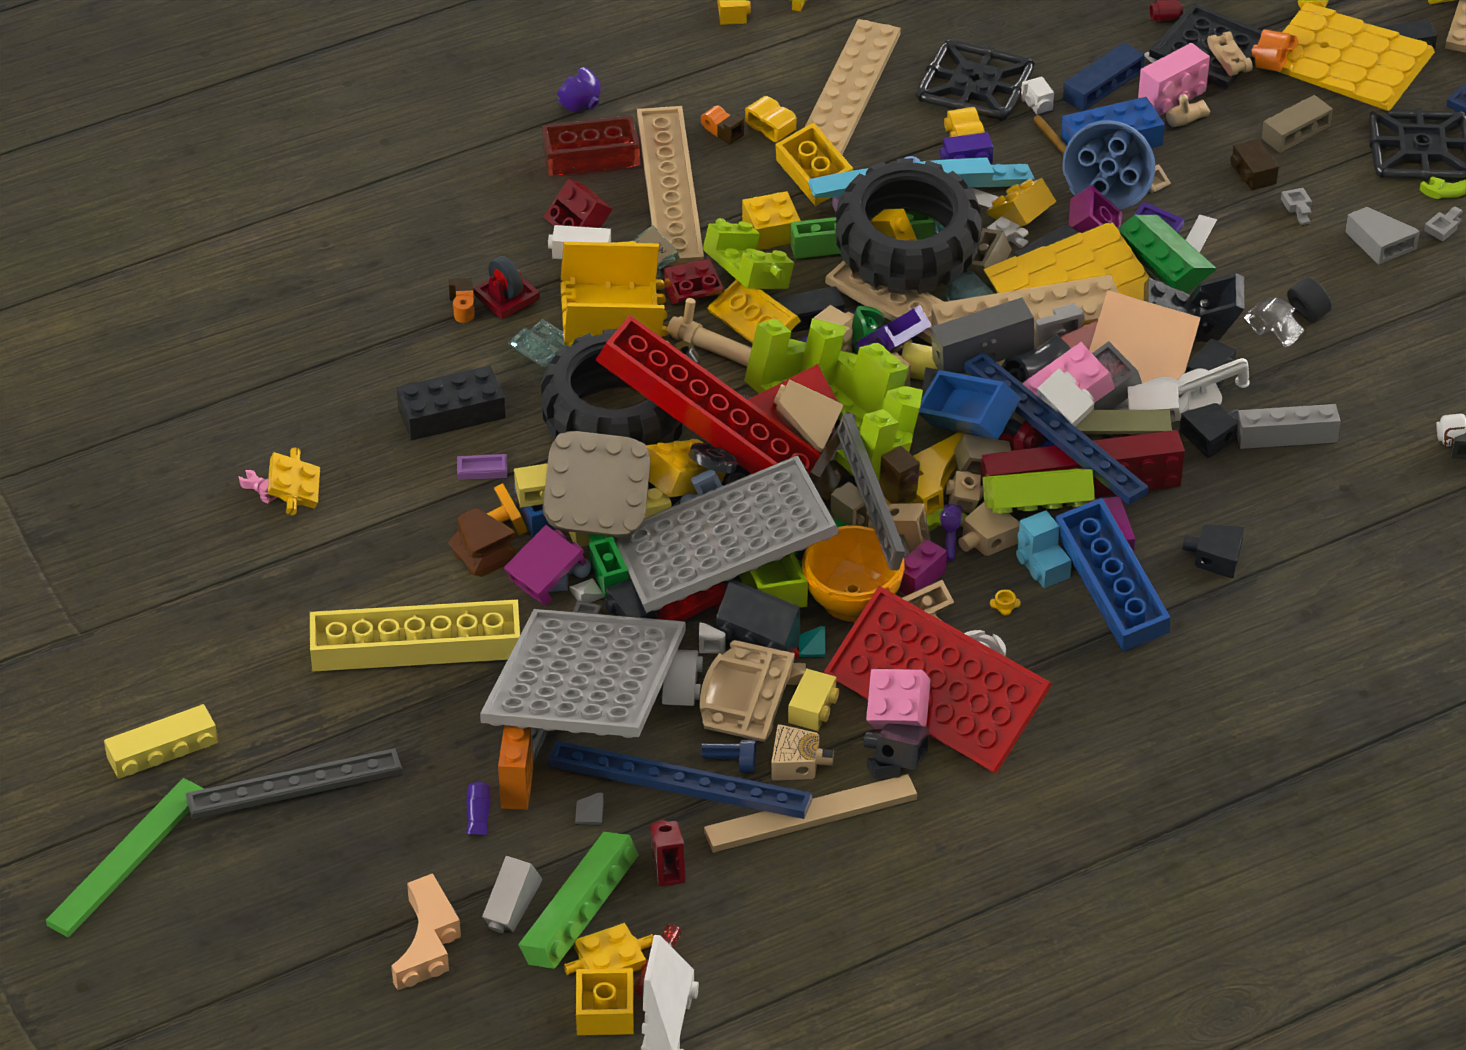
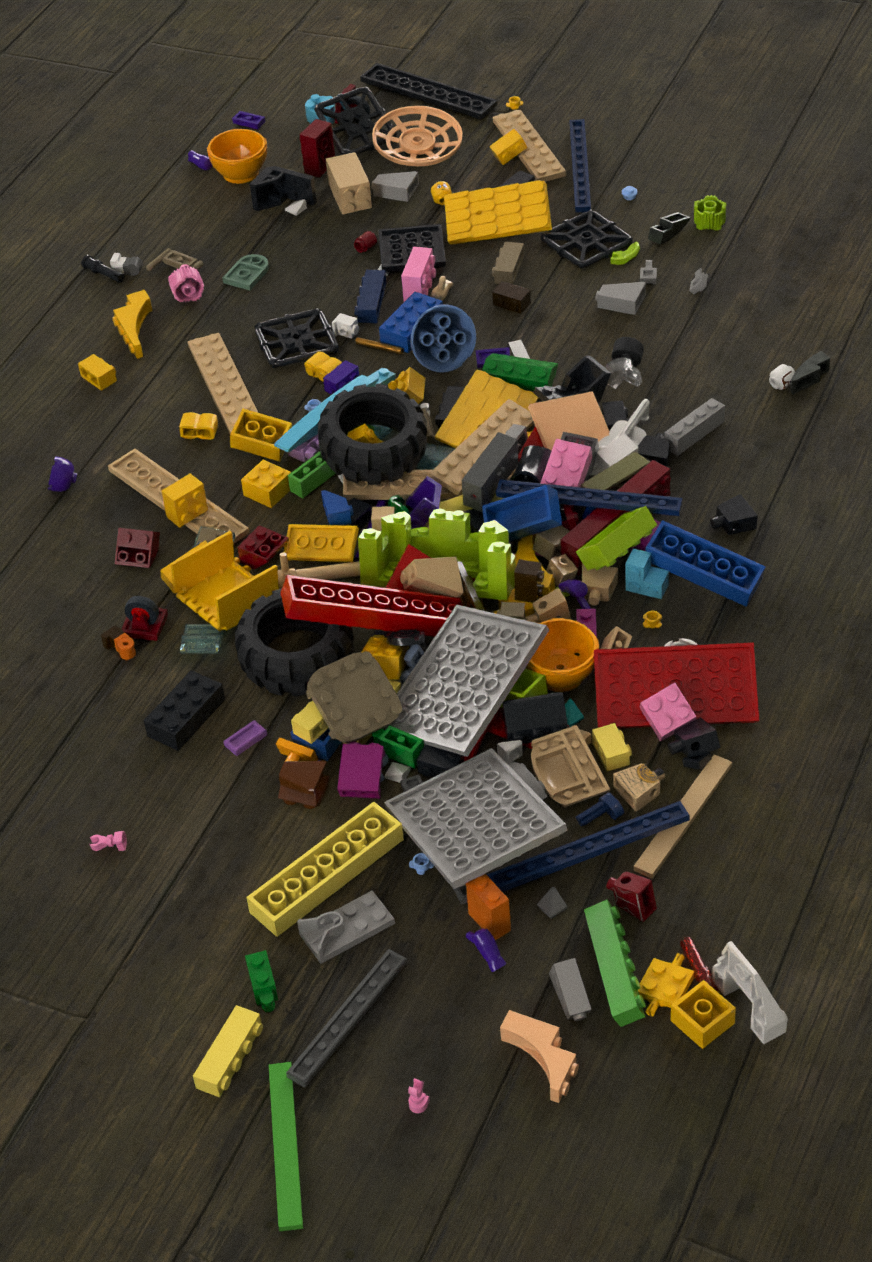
camera: 35 degrees left, 0 degrees up
(254, 699) = (262, 980): none -> green brick
(274, 899) = (418, 1100): none -> bright pink piece
(293, 480) = (133, 823): yellow plate -> none
(380, 702) = (345, 926): none -> light grey plate
(575, 234) = (150, 567): white brick -> none
(590, 145) = (103, 502): clear red brick -> none
(660, 187) = (184, 500): none -> yellow brick
(723, 124) = (171, 445): leg -> none
(736, 252) = (263, 510): lime brick -> none
(797, 287) = (336, 508): none -> blue slope
(871, 492) = (530, 597): dark grey tile -> none
(1066, 397) = (581, 474): white brick -> none
(1092, 210) = (452, 373): magenta slope -> none
(1230, 54) = (438, 247): tan plate -> none
(1273, 49) = (453, 230): orange cylinder -> none
(1299, 202) = (559, 304): light grey plate -> none

